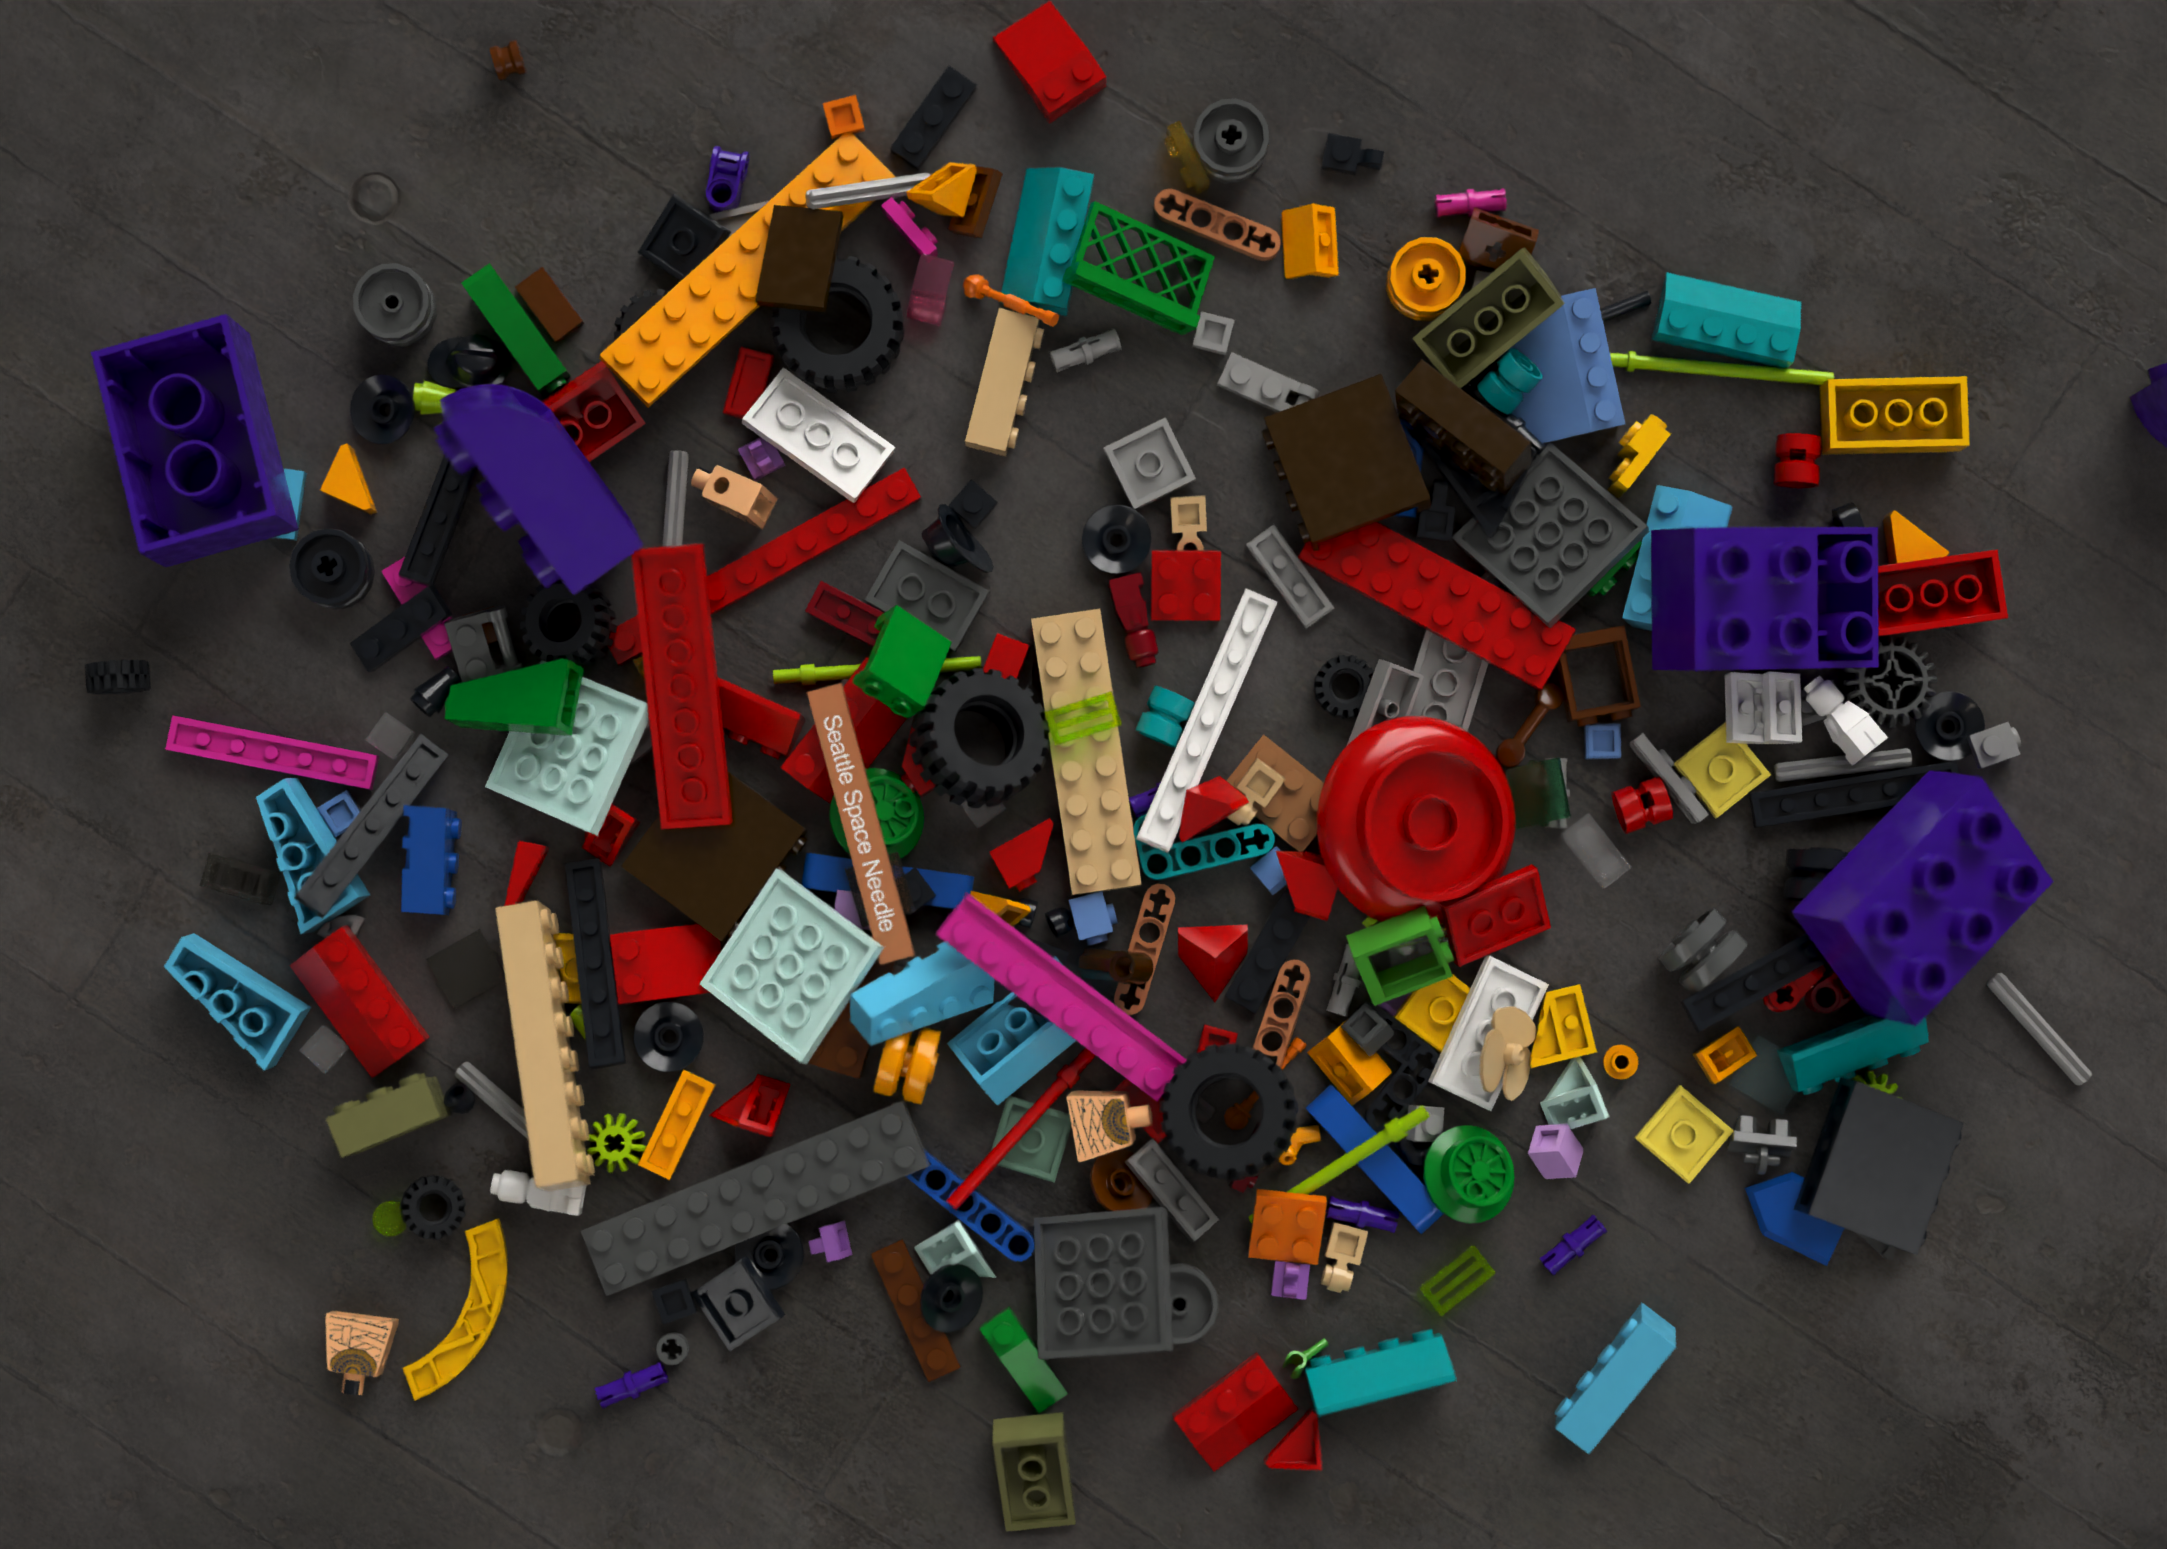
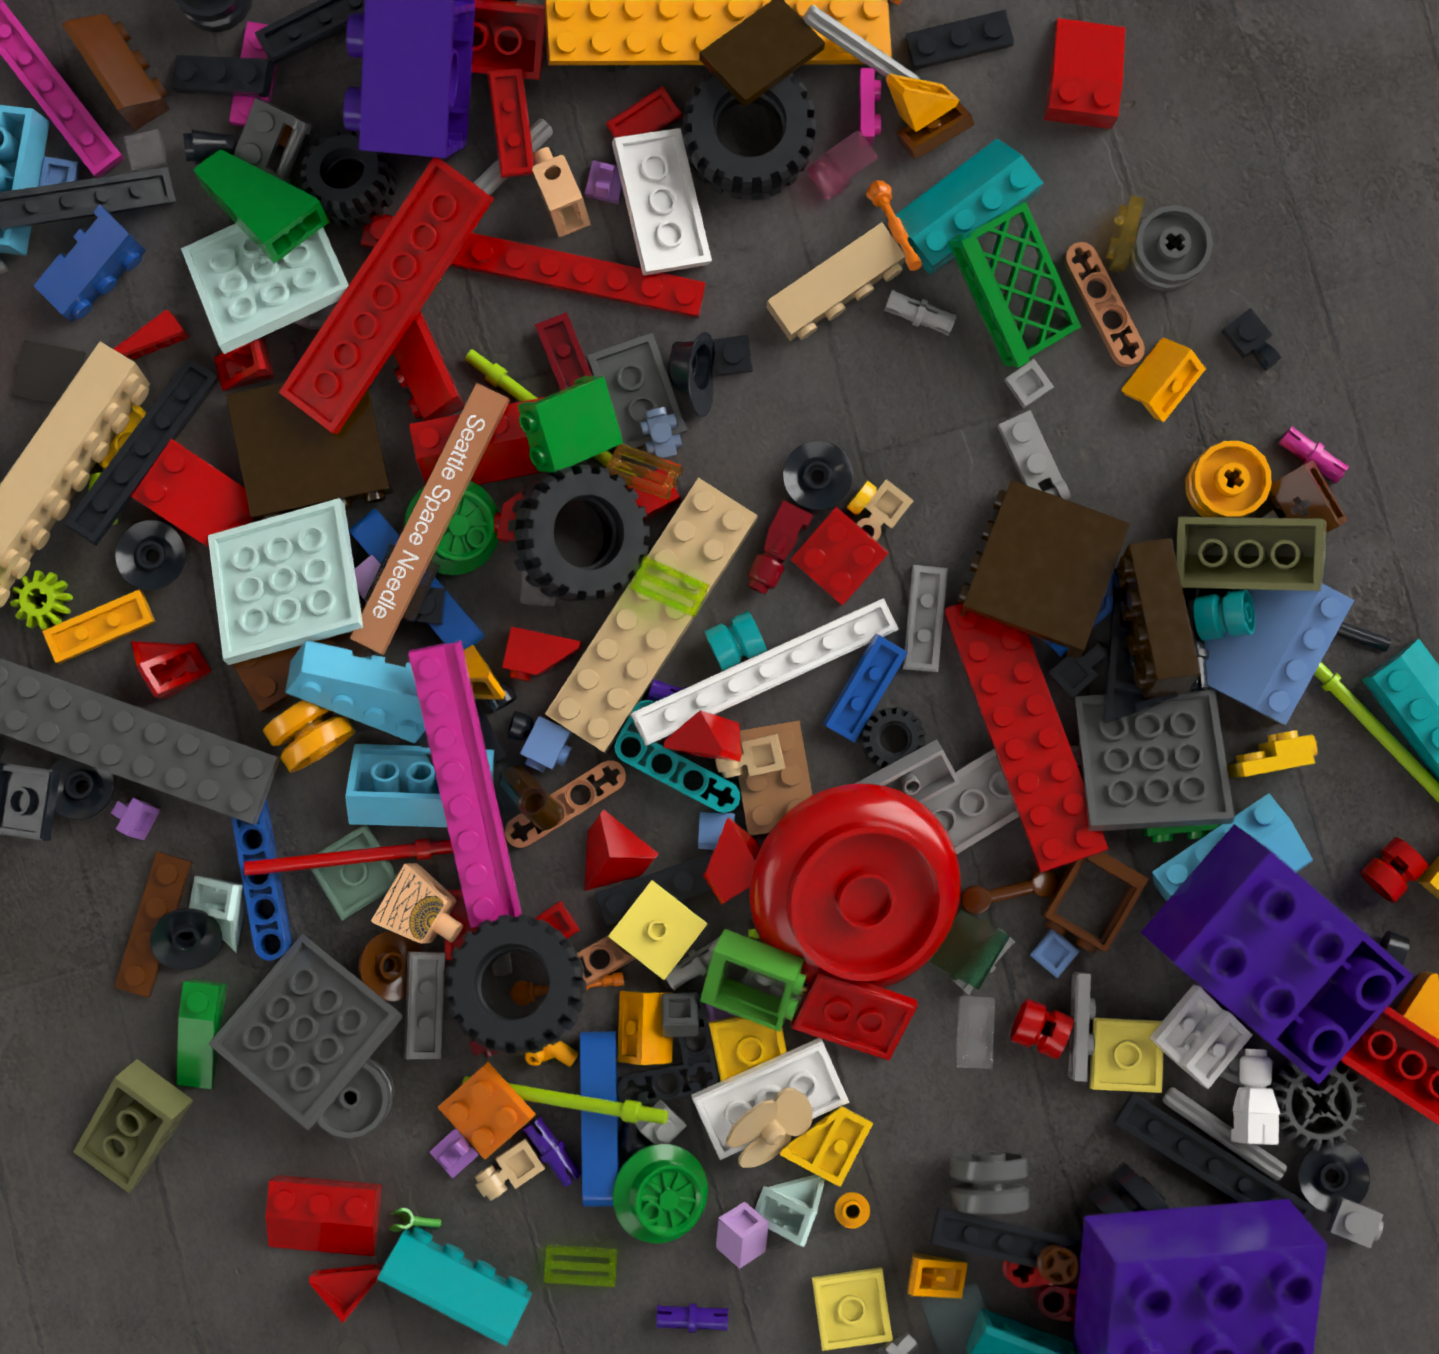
camera: 45 degrees right, 0 degrees up
(318, 691) = (118, 68): none -> reddish brown slope
(653, 474) = (511, 122): none -> red tile
(967, 606) = (659, 426): none -> sand blue piece
(1013, 640) = (639, 483): none -> clear orange tile
(1149, 464) = (893, 440): light grey plate -> none
(1164, 527) = (862, 497): none -> yellow tile
(1291, 667) = (865, 687): none -> blue plate
(1296, 981) = (657, 930): none -> light yellow plate
(1807, 959) = (1061, 1270): none -> reddish brown wheel

